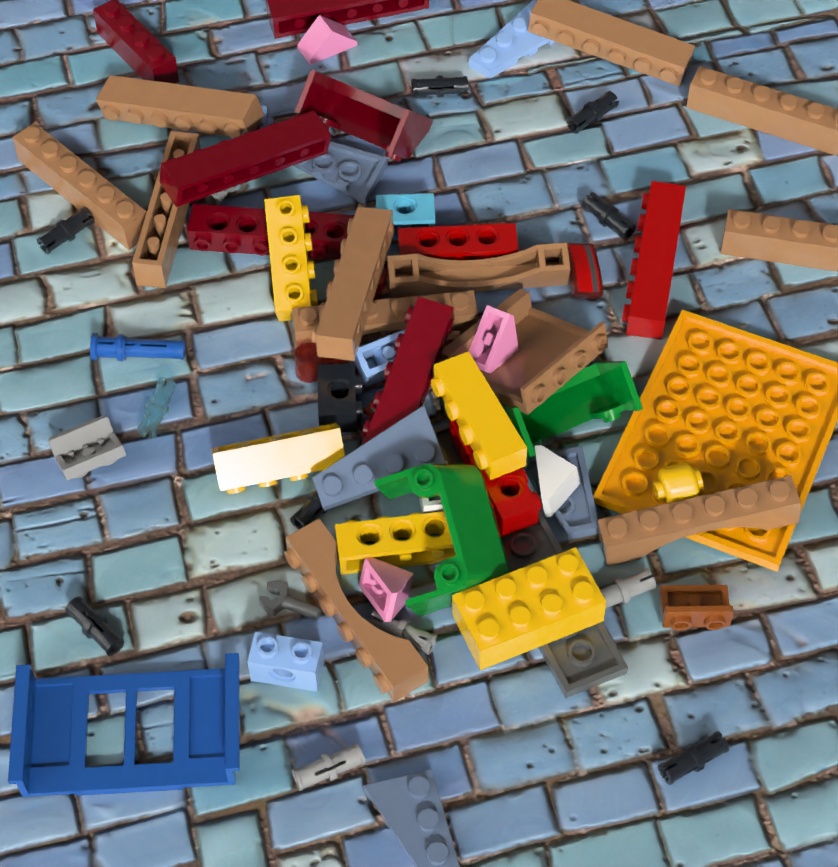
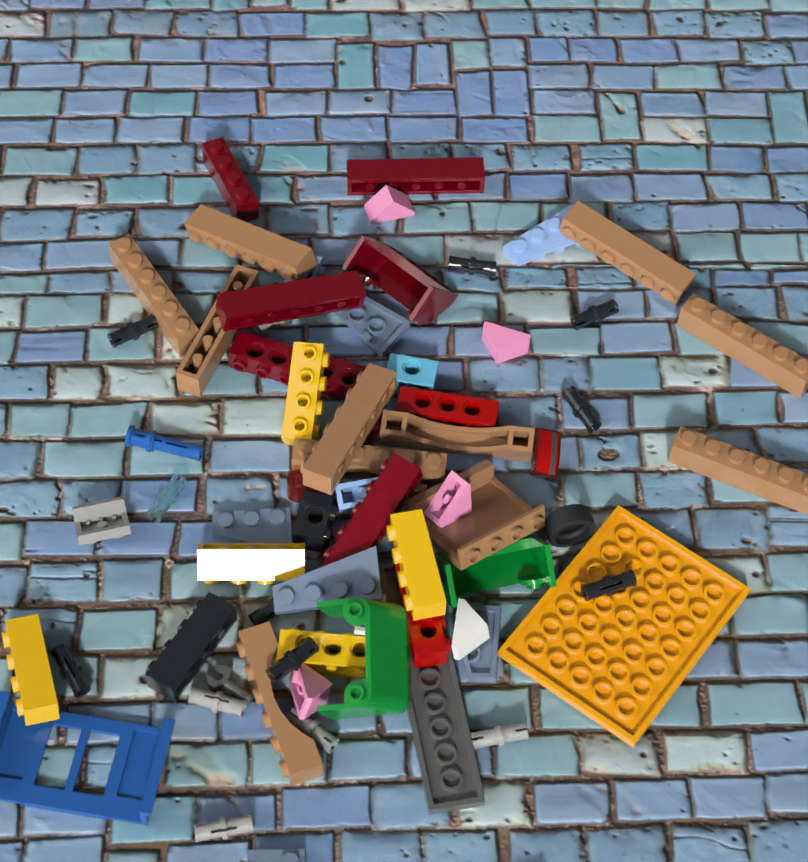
camera: 10 degrees right, 0 degrees up
(48, 634) = (31, 669): none -> yellow brick
(233, 567) = (191, 646): none -> black brick
(267, 417) = (253, 525): none -> sand blue wing
(281, 624) = (217, 702): none -> light grey pin
(286, 661) = (212, 734): light blue brick -> none
(360, 555) = (292, 660): none -> black pin
(500, 160) = (504, 342): none -> bright pink slope
(528, 608) = (416, 734): yellow brick -> none
(636, 340) = (569, 525): none -> black tyre
(655, 262) = (611, 452): red brick -> none
(678, 483) = (568, 657): yellow head -> none
(686, 405) = (595, 588): none -> black pin
(695, 606) = (555, 762): dark orange bracket -> none
(756, 505) = (621, 688): medium nougat arch -> none

